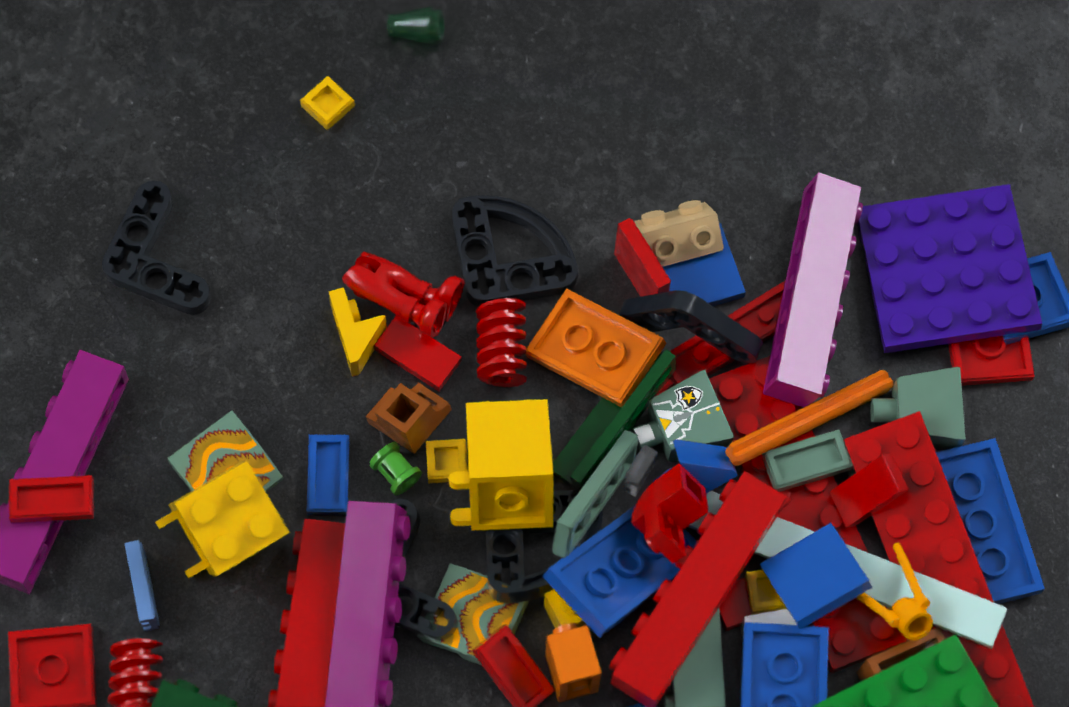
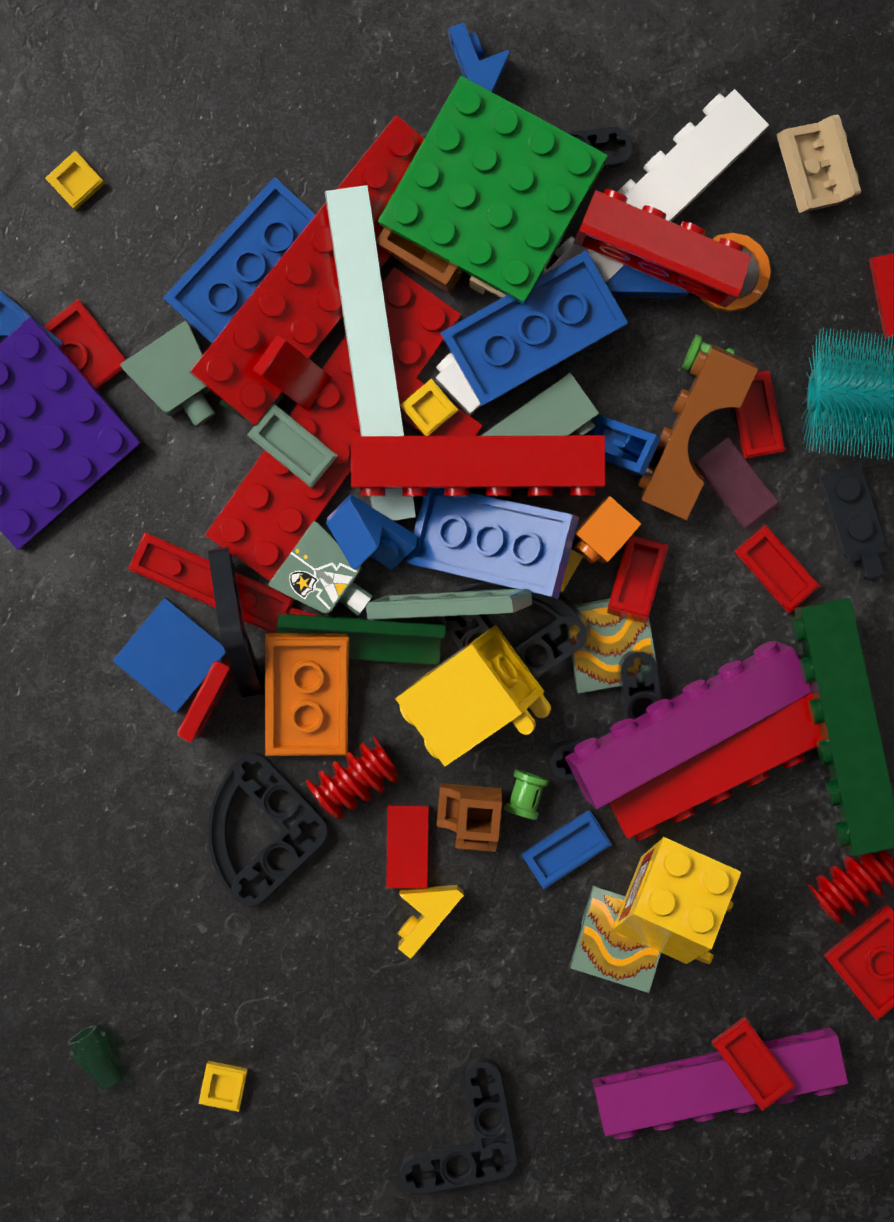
camera: 125 degrees left, 20 degrees up
(142, 585) = (767, 937): medium blue tile -> none
(404, 293) = (360, 922): red piece -> none
(445, 458) = (489, 758): yellow tile -> none
(639, 470) = (392, 585): clear tile -> none
(667, 509) = (425, 535): red brick -> none
(682, 233) = (148, 690): tan bracket -> none
(808, 417) = (251, 467): orange axle -> none
(813, 291) = (127, 536): brick -> none
(816, 575) = (402, 370): blue tile -> none
(906, 613) = (387, 271): light orange plant -> none

